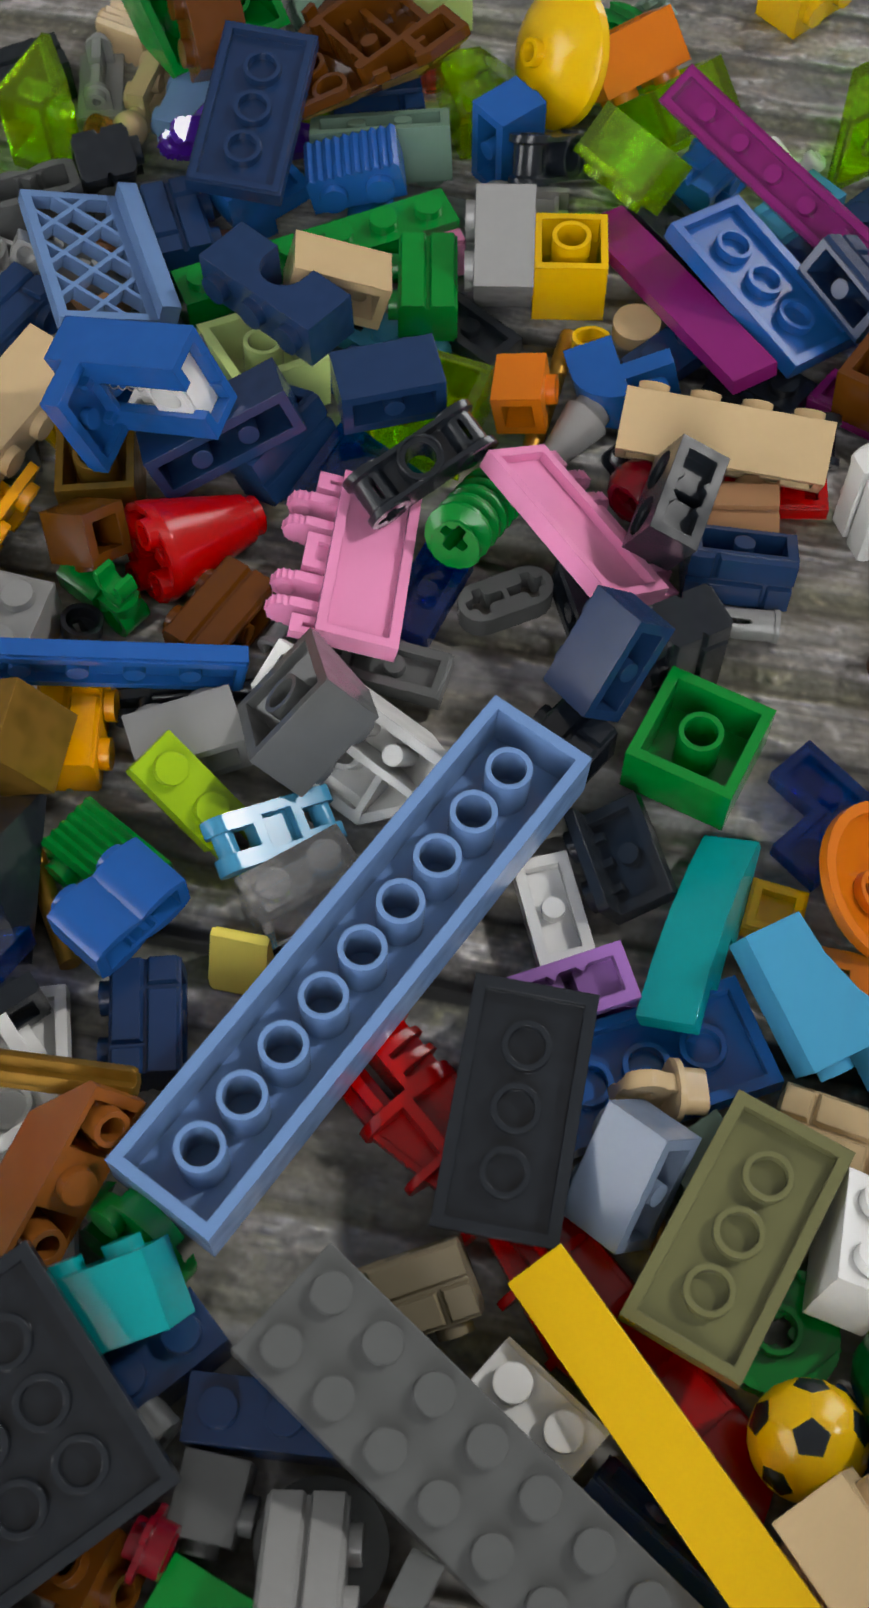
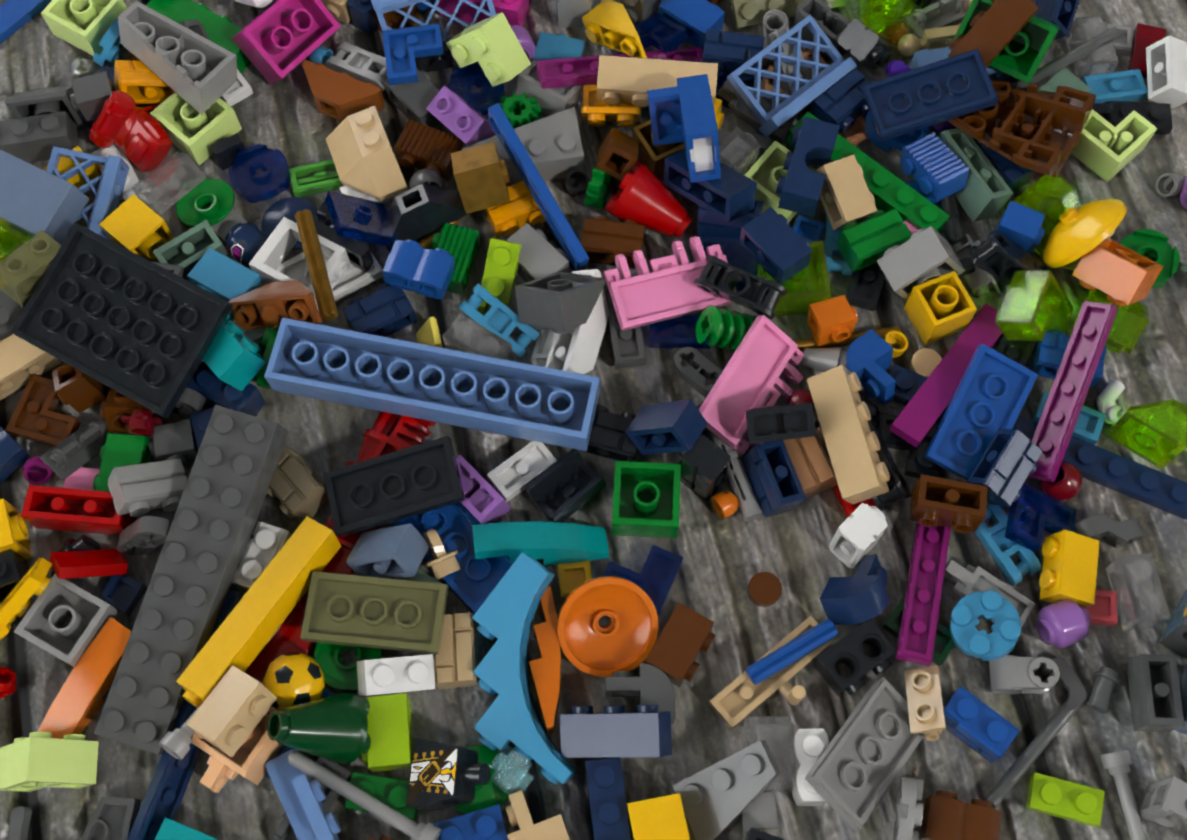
camera: 65 degrees right, 5 degrees up
(743, 655) = (725, 504): none -> orange hinge

